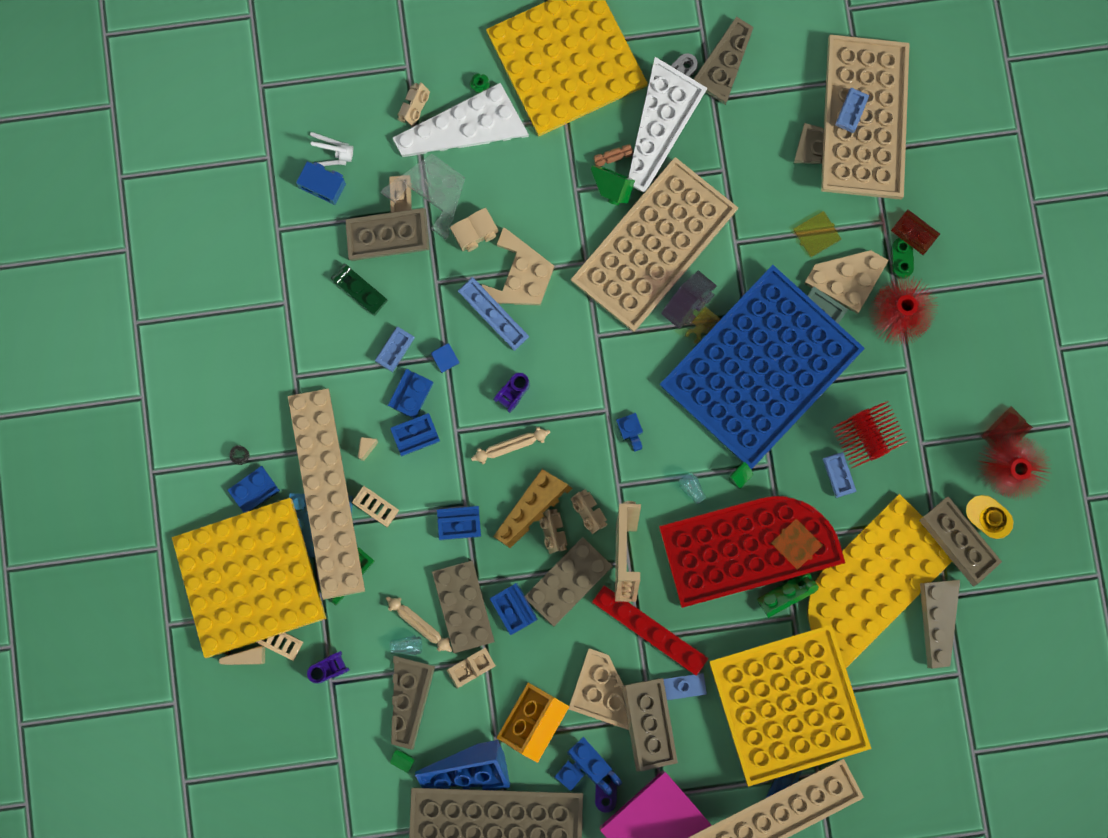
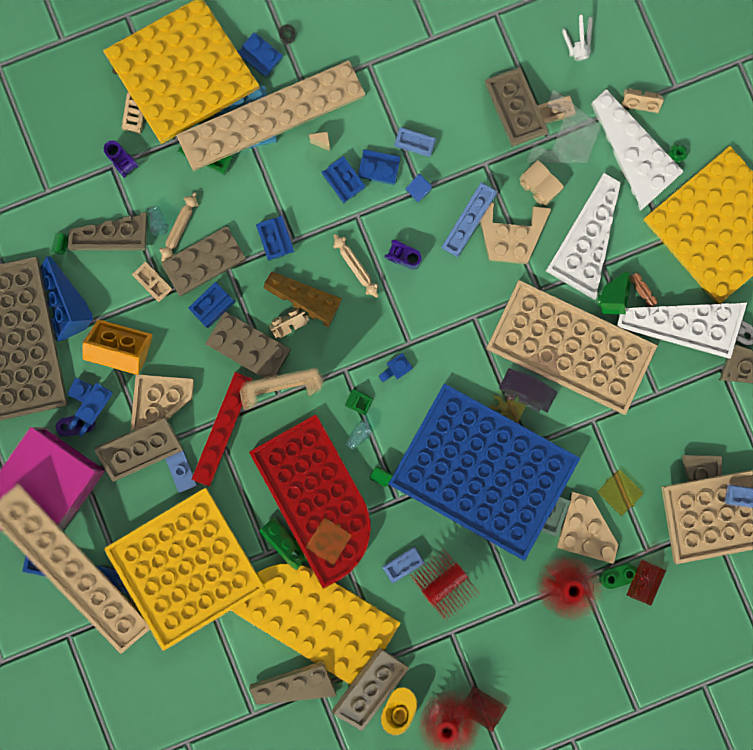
camera: 75 degrees right, 5 degrees up
(247, 657) = (114, 91): tan slope -> none
(321, 183) = (547, 37): blue brick -> none
(360, 290) = (460, 98): dark green plate -> none
(394, 511) = (268, 152): tan slope -> none
(551, 202) = (585, 246): none -> white wing
(583, 503) = (319, 344): tan hinge -> none
(656, 479) = (358, 402): none -> green slope

